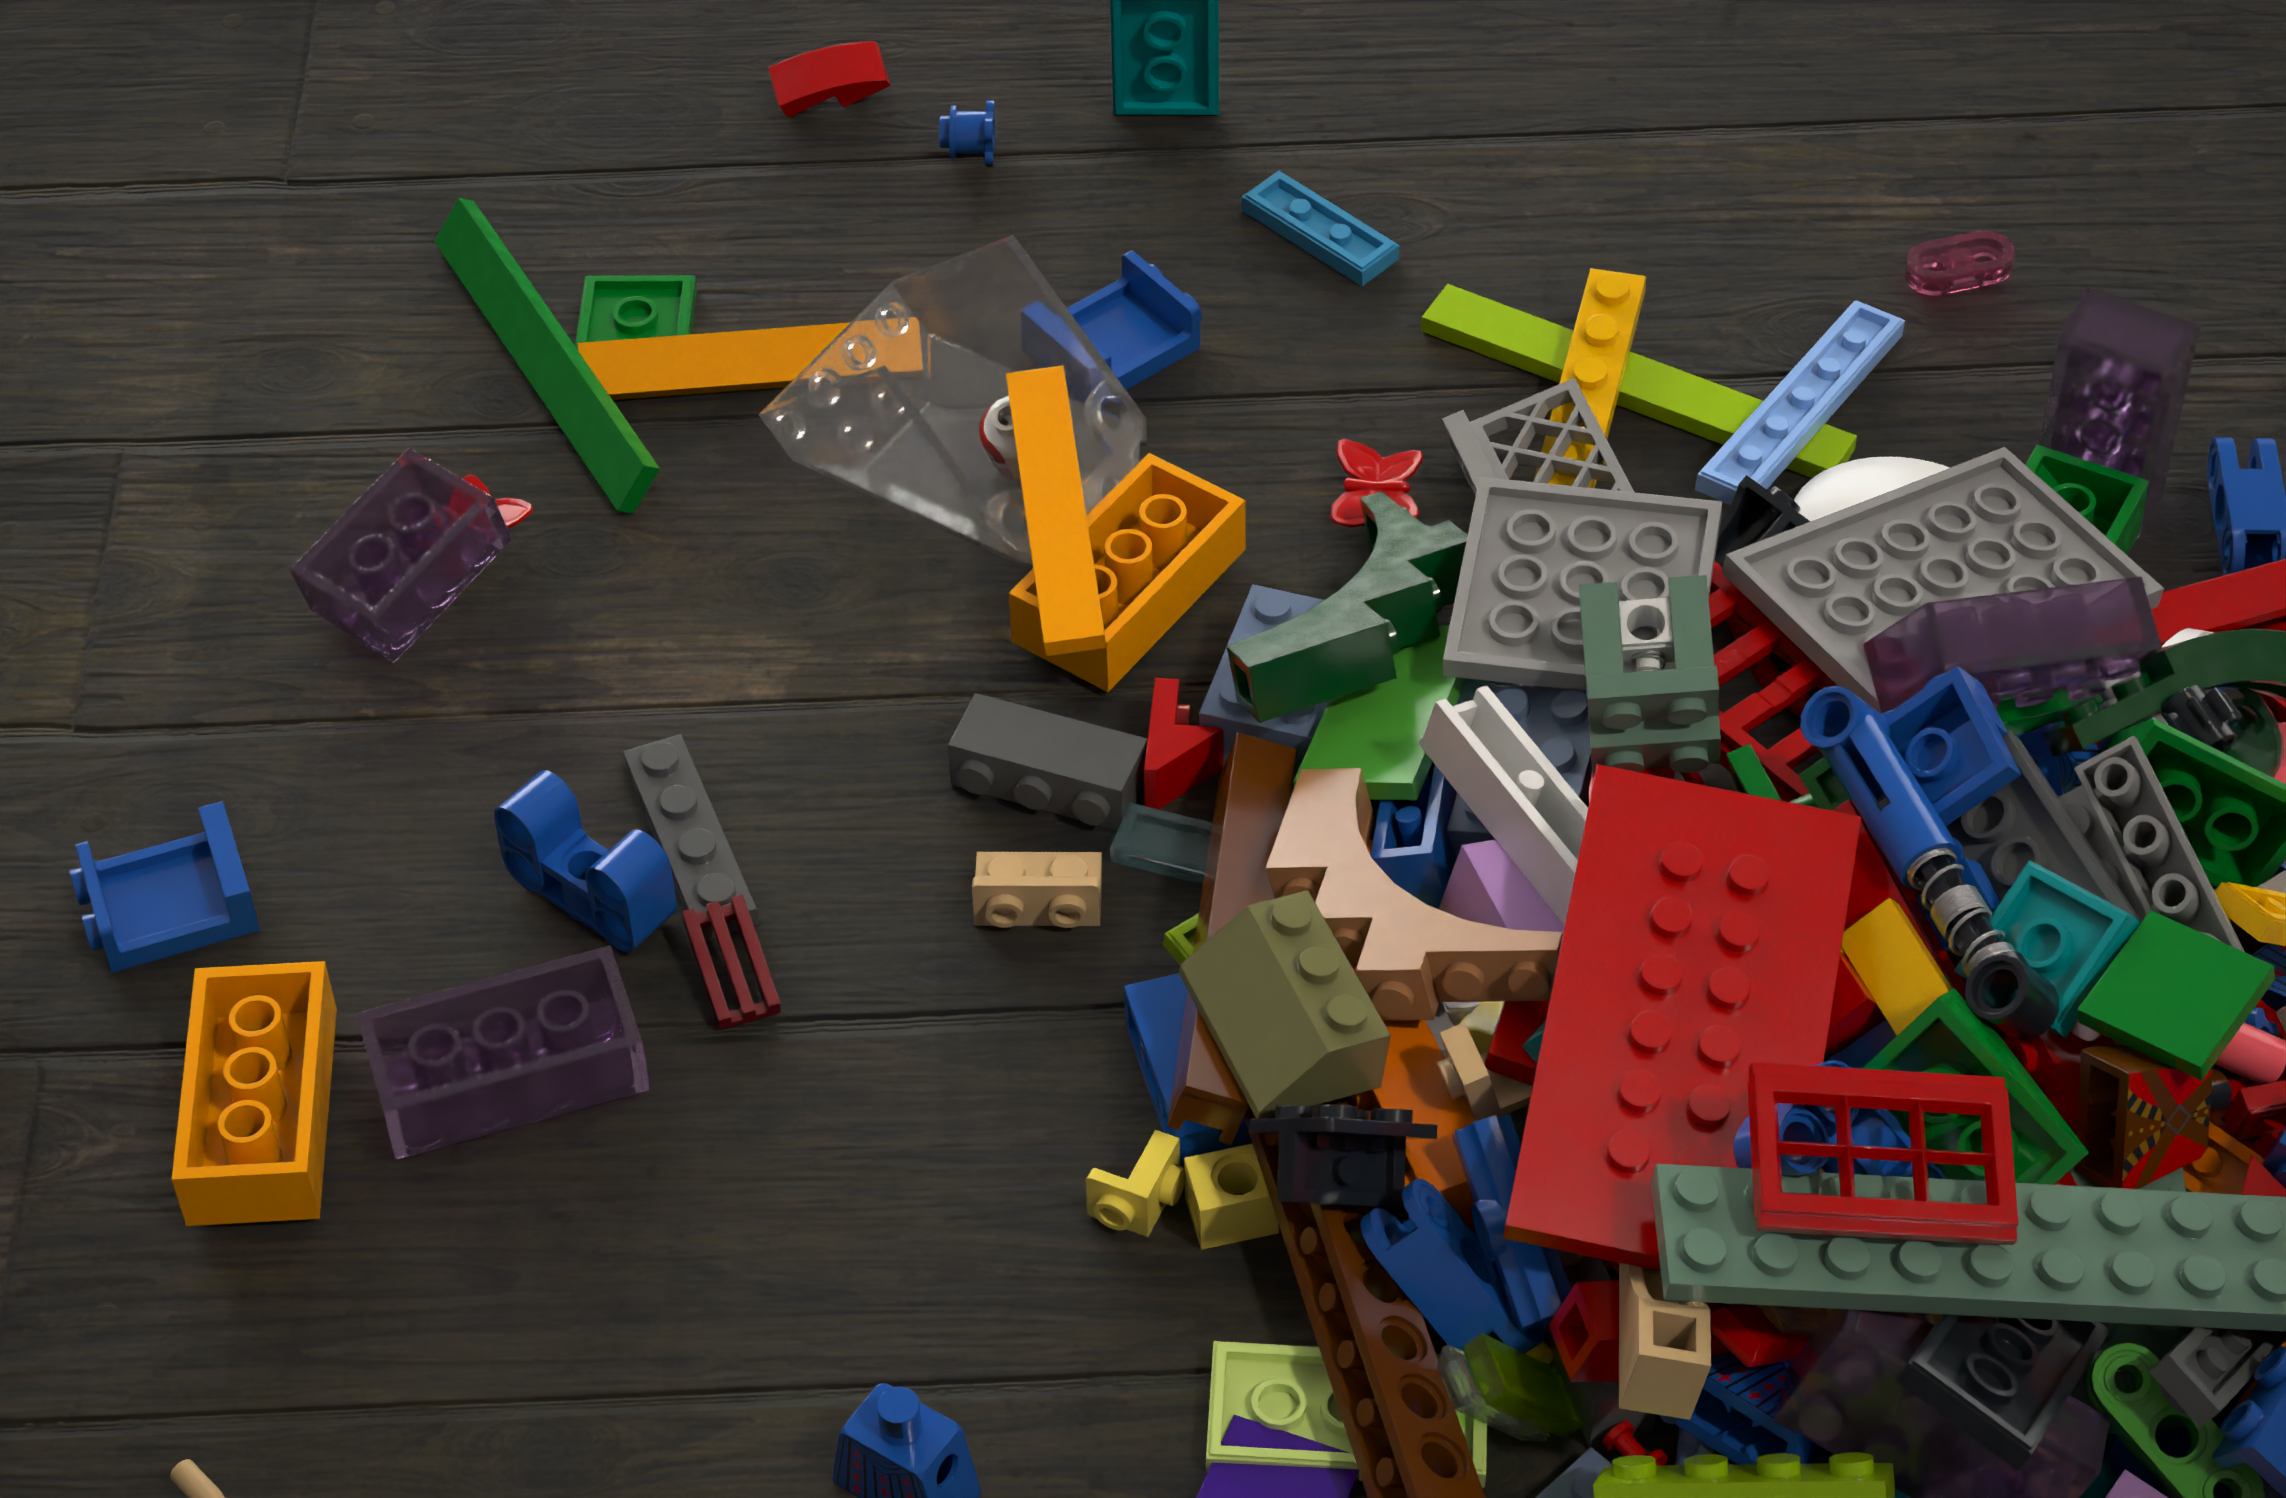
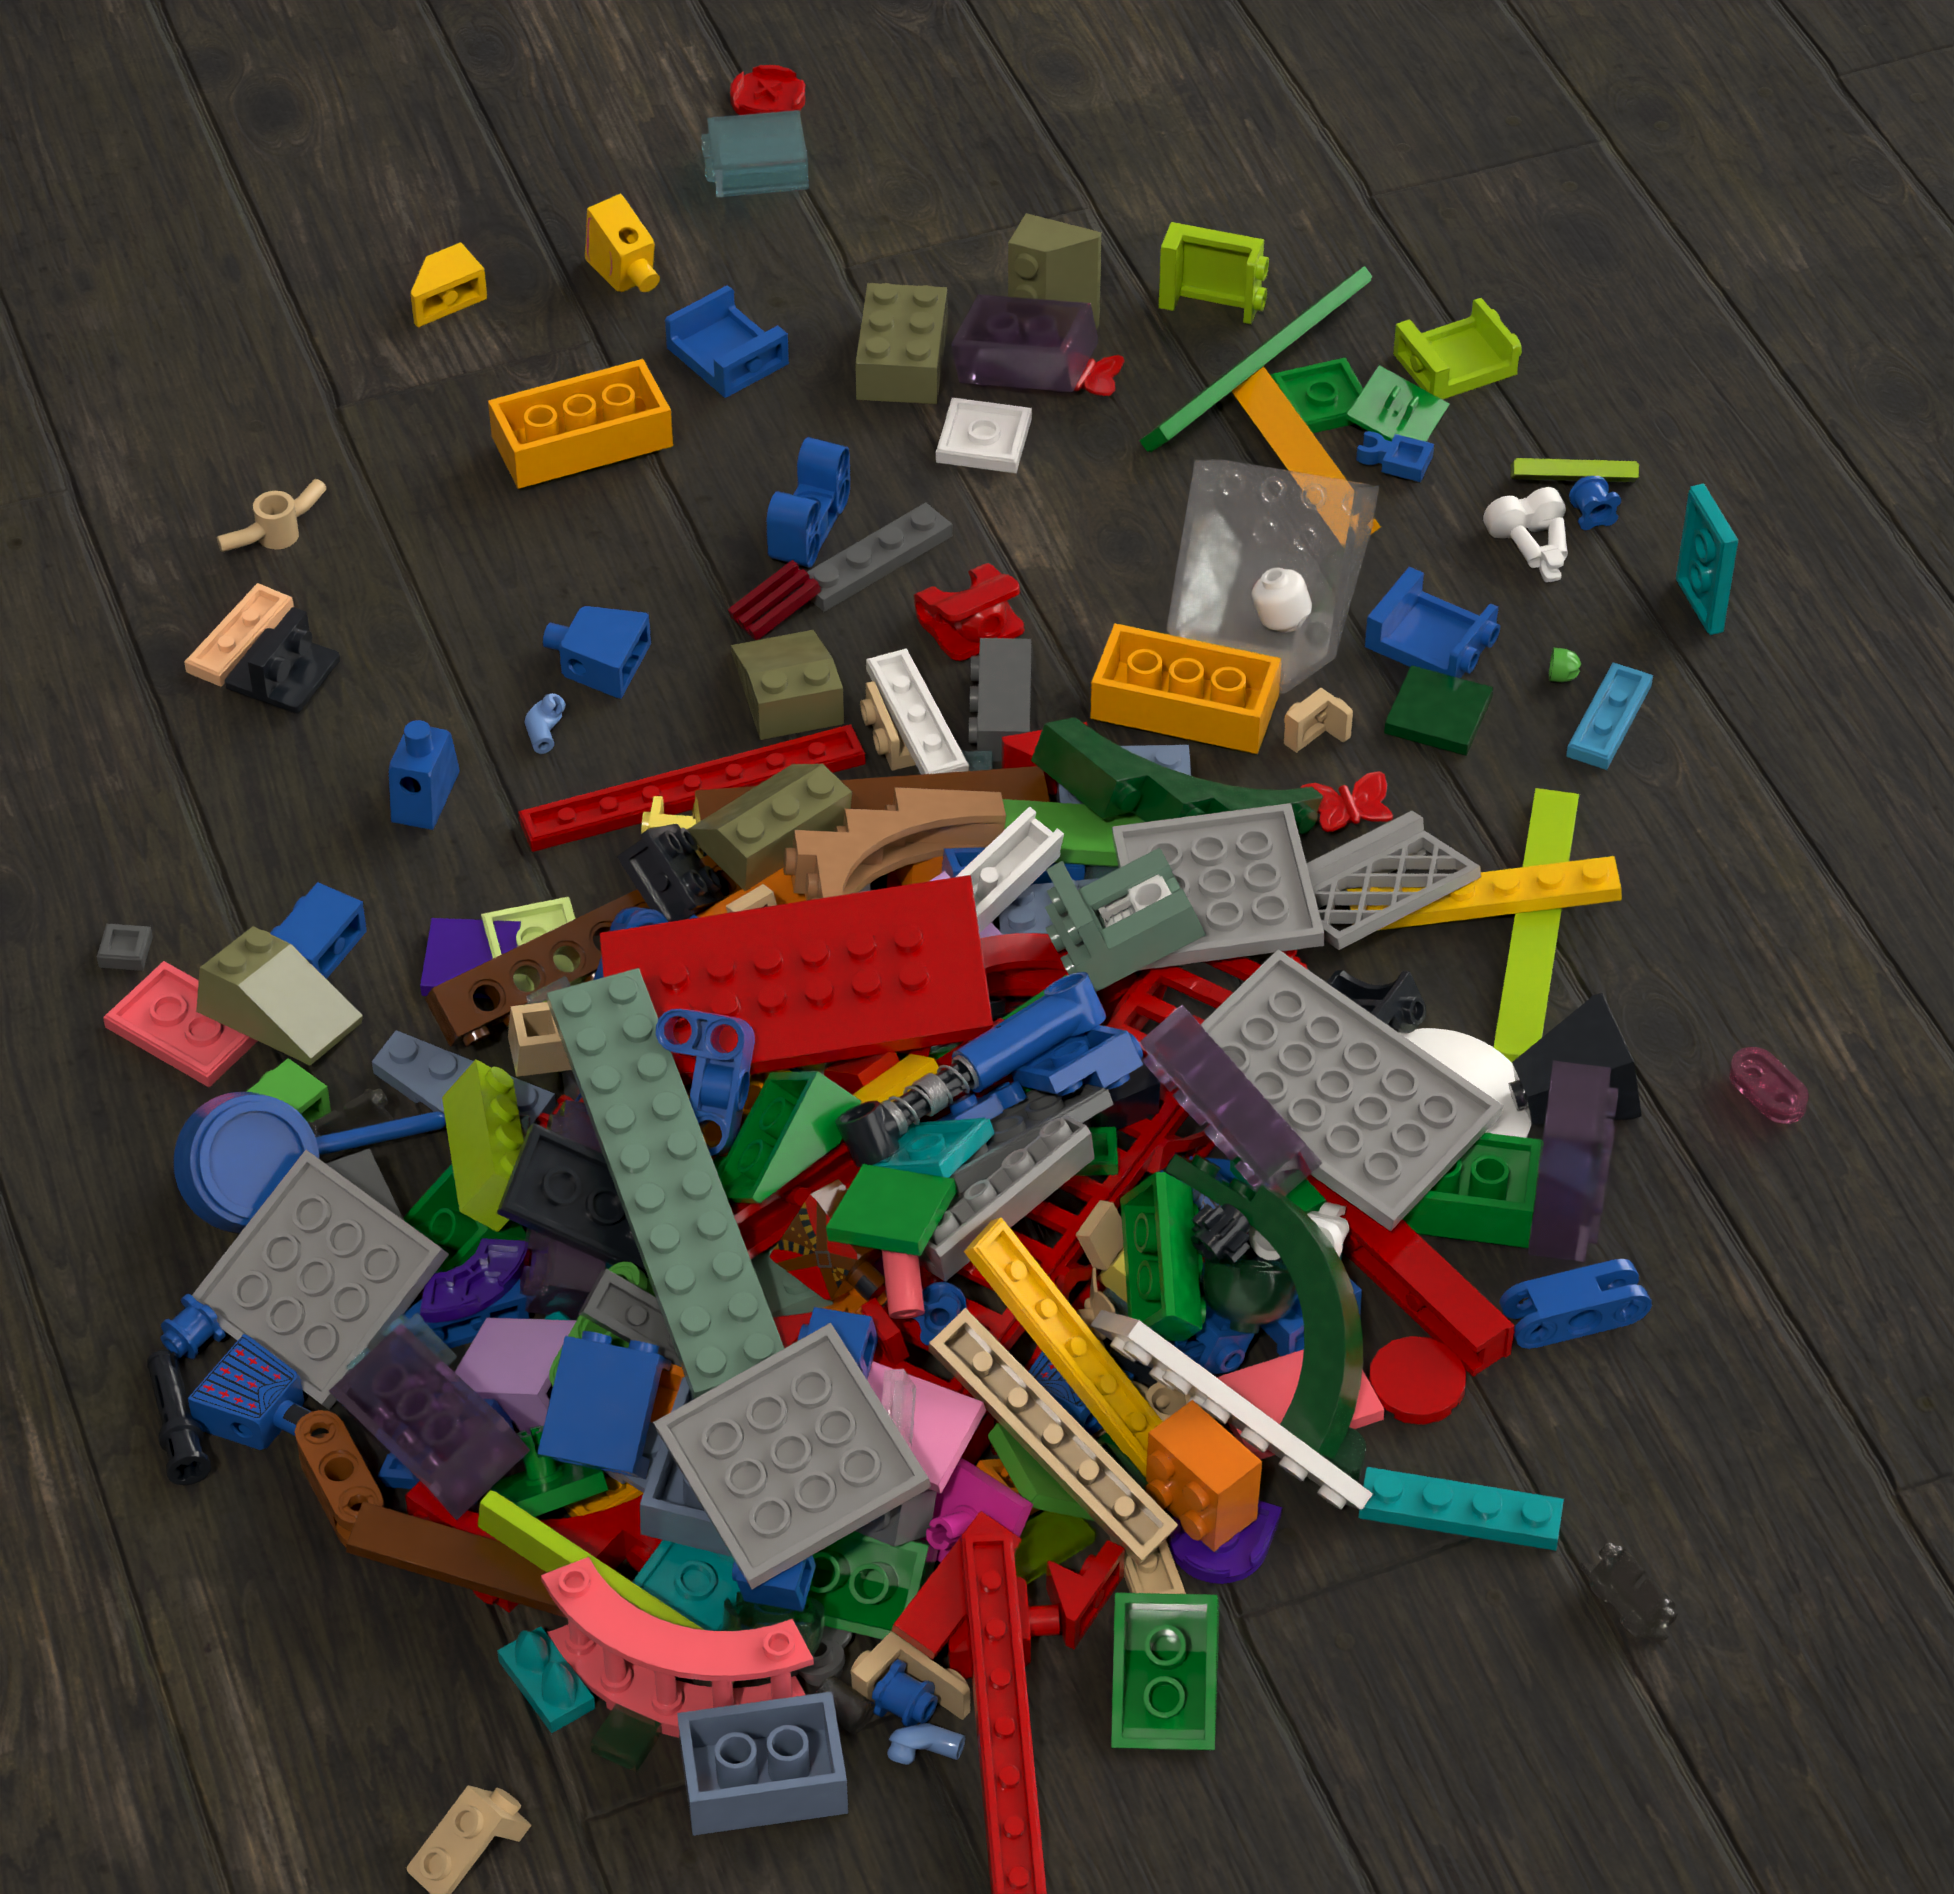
camera: 70 degrees right, 0 degrees up
(299, 692) = (901, 343): none -> olive brick
(306, 468) = (1055, 262): none -> olive slope
(375, 332) = (1212, 269): none -> lime panel
(503, 1051) = (652, 516): clear purple brick -> none
(514, 663) = (984, 435): none -> white tile
(637, 172) = (1459, 353): none -> lime panel
(709, 257) = (1396, 407): none -> piece
(731, 1185) = (601, 647): none -> blue torso
(796, 272) = (1399, 457): none -> blue plate
(832, 1300) = (542, 719): none -> medium blue arm
(840, 71) = (1614, 414): red slope -> none
(880, 749) = (964, 617): none -> red piece
(892, 984) = (789, 684): none -> olive slope
(909, 133) = (1574, 469): none -> lime tile
(967, 187) = (1538, 512): none -> white piece
(1044, 1161) = (625, 803): none -> red tile
(1055, 512) = (1189, 617): light orange tile -> none
(1102, 849) = (915, 713): none -> white tile
(1226, 460) = (1314, 716): none -> tan bracket
(1227, 240) = (1563, 665): none -> bright green hinge
(1245, 367) = (1438, 710): none -> dark green tile
(1802, 401) = (1540, 1011): light blue tile -> none
(1878, 1216) = (635, 1085): red piece -> none
(1920, 383) = (1584, 1038): none -> black slope

